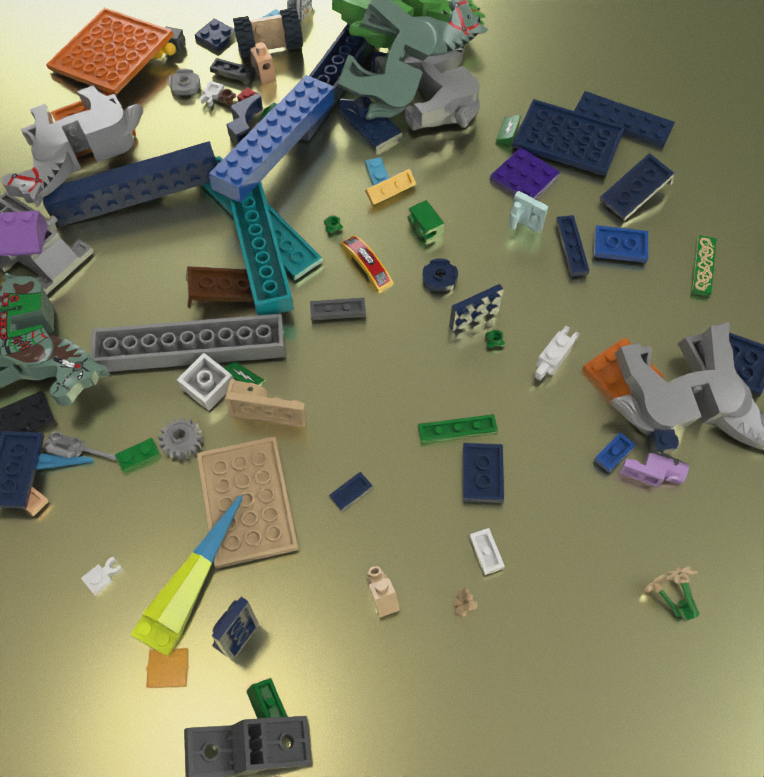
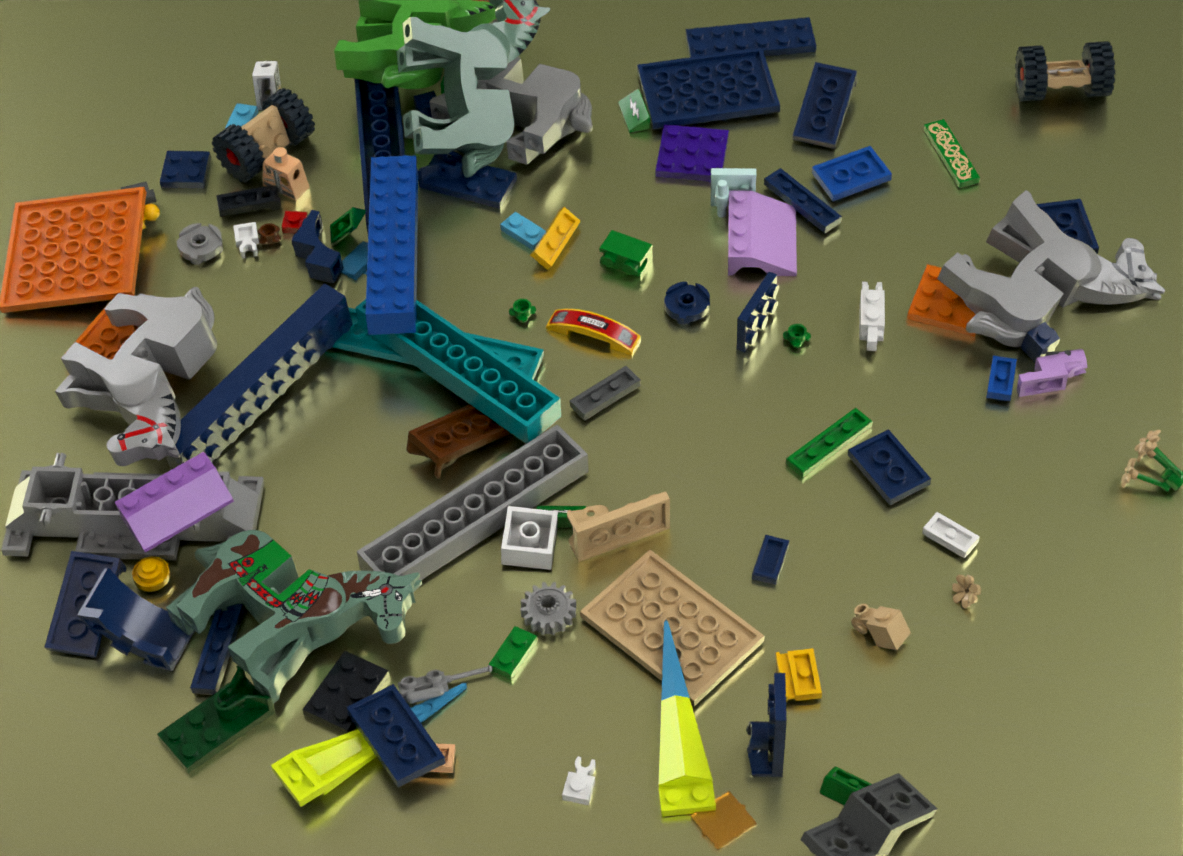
camera: 30 degrees left, 10 degrees down
(299, 591) = (800, 674): none -> yellow plate
(525, 254) = (761, 234): none -> lavender piece

